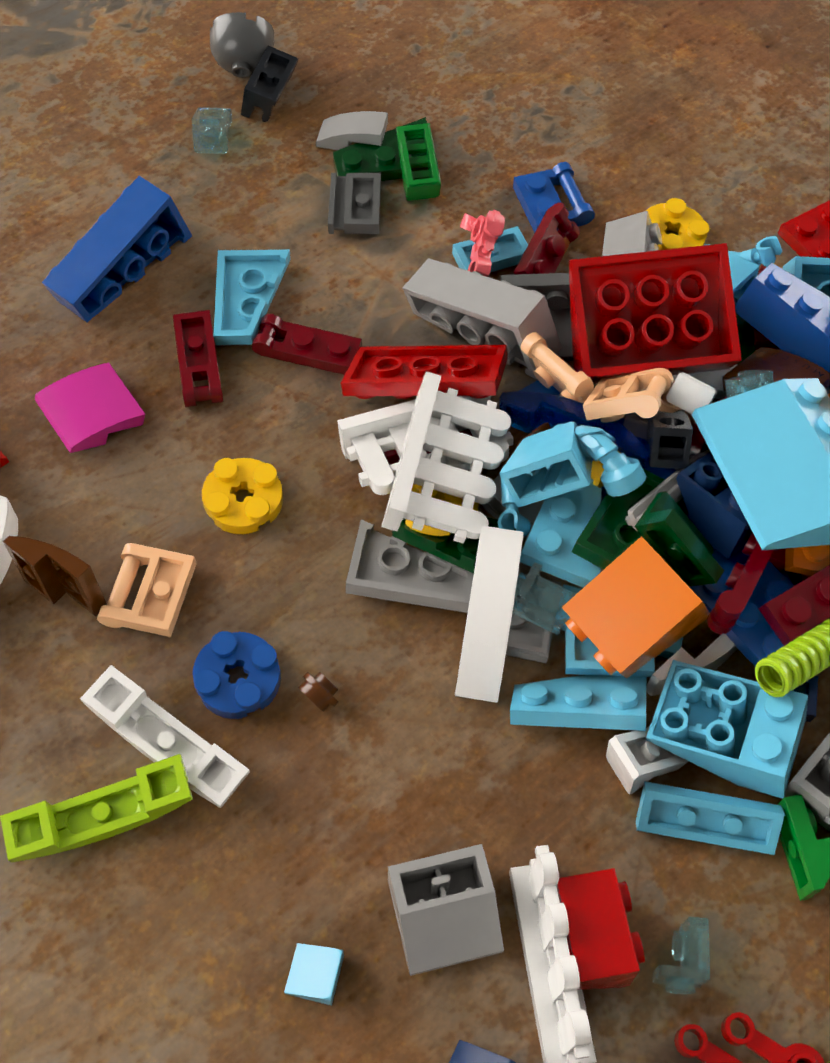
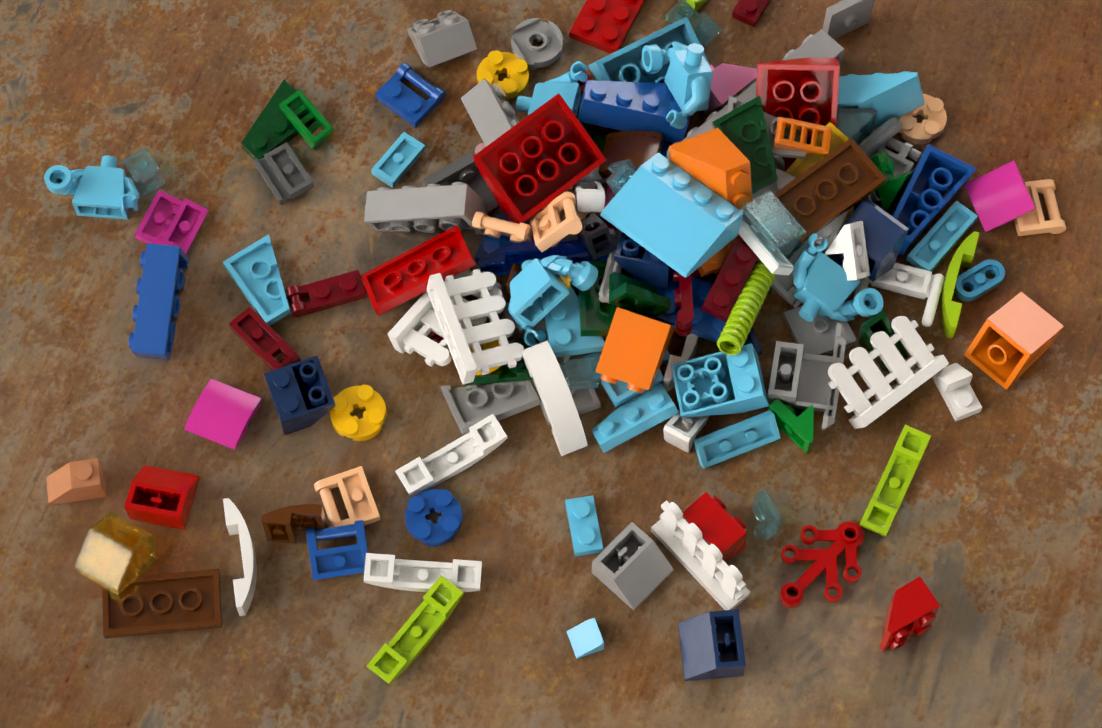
camera: 30 degrees left, 5 degrees up
(78, 654) = (337, 560): none -> blue plate
(143, 117) = (96, 189): none -> medium azure torso
(183, 431) = (300, 394): none -> dark blue slope
(201, 188) = (171, 221): none -> dark pink slope
(240, 42) = (118, 95): dark grey cylinder -> none
(268, 82) = (158, 113): black hinge -> none
(311, 615) = (452, 458): none -> white slope
(319, 690) = (487, 497): reddish brown plate -> none
(358, 127) = (241, 116): light grey slope -> none
(420, 807) = (584, 526): none -> medium azure plate
(485, 234) = (391, 152): coral piece -> none
(547, 243) = (432, 136): dark red plate -> none
(628, 159) = (442, 38): none -> light grey slope
(751, 216) = (541, 31): none -> light grey plate

